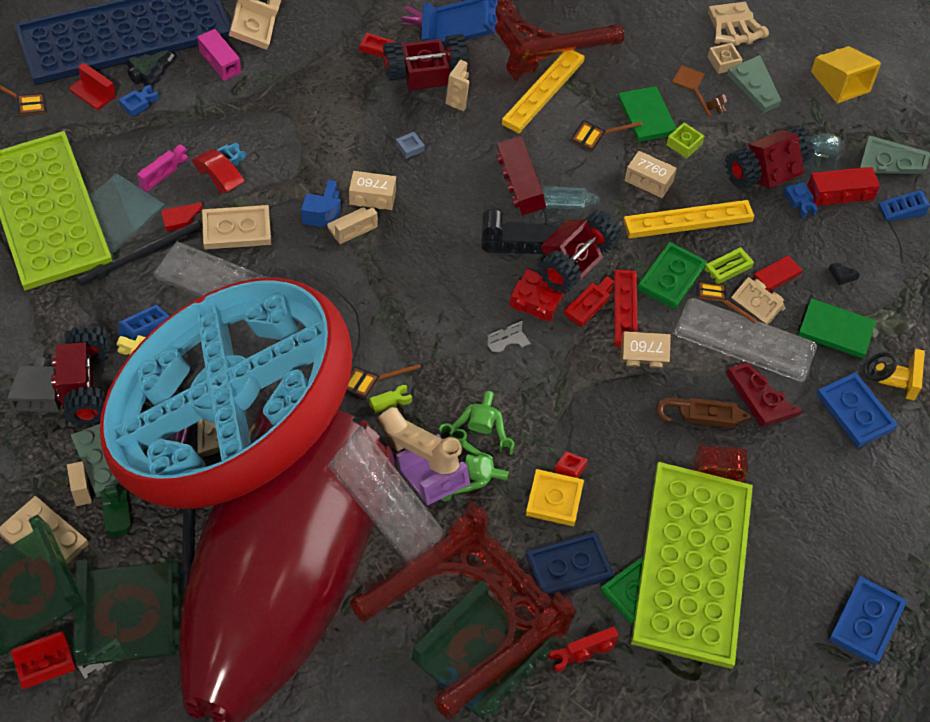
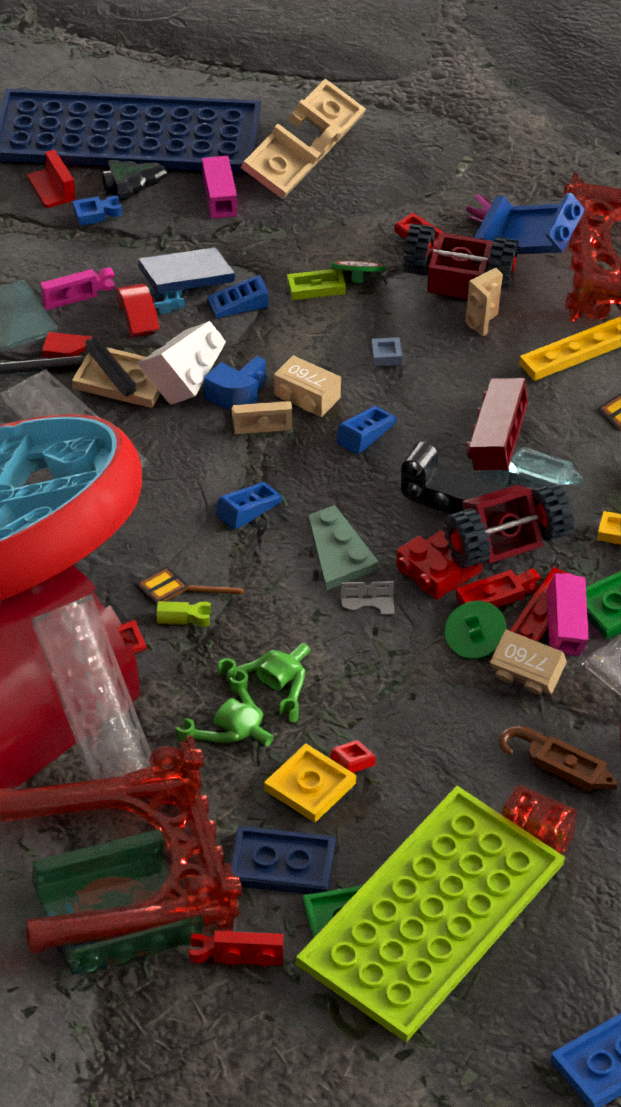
camera: 30 degrees right, 10 degrees down
(227, 223) = (110, 366): none -> black axle
(234, 128) = (186, 270): none -> tile
(279, 202) = (183, 362): none -> white wedge
(289, 126) = (248, 296): none -> blue slope
(331, 111) = (316, 284): none -> lime tile
(354, 87) = (358, 268): none -> green piece
(382, 298) = (245, 504): none -> blue slope
(401, 434) = (172, 652): tan plate -> none
(428, 211) = (362, 431): none -> blue slope
(428, 483) = (180, 698): medium lavender panel -> none
(466, 307) = (339, 548): none -> sand green wing
(594, 336) = (475, 630): none -> green piece
(649, 302) = (567, 613): none -> dark pink brick

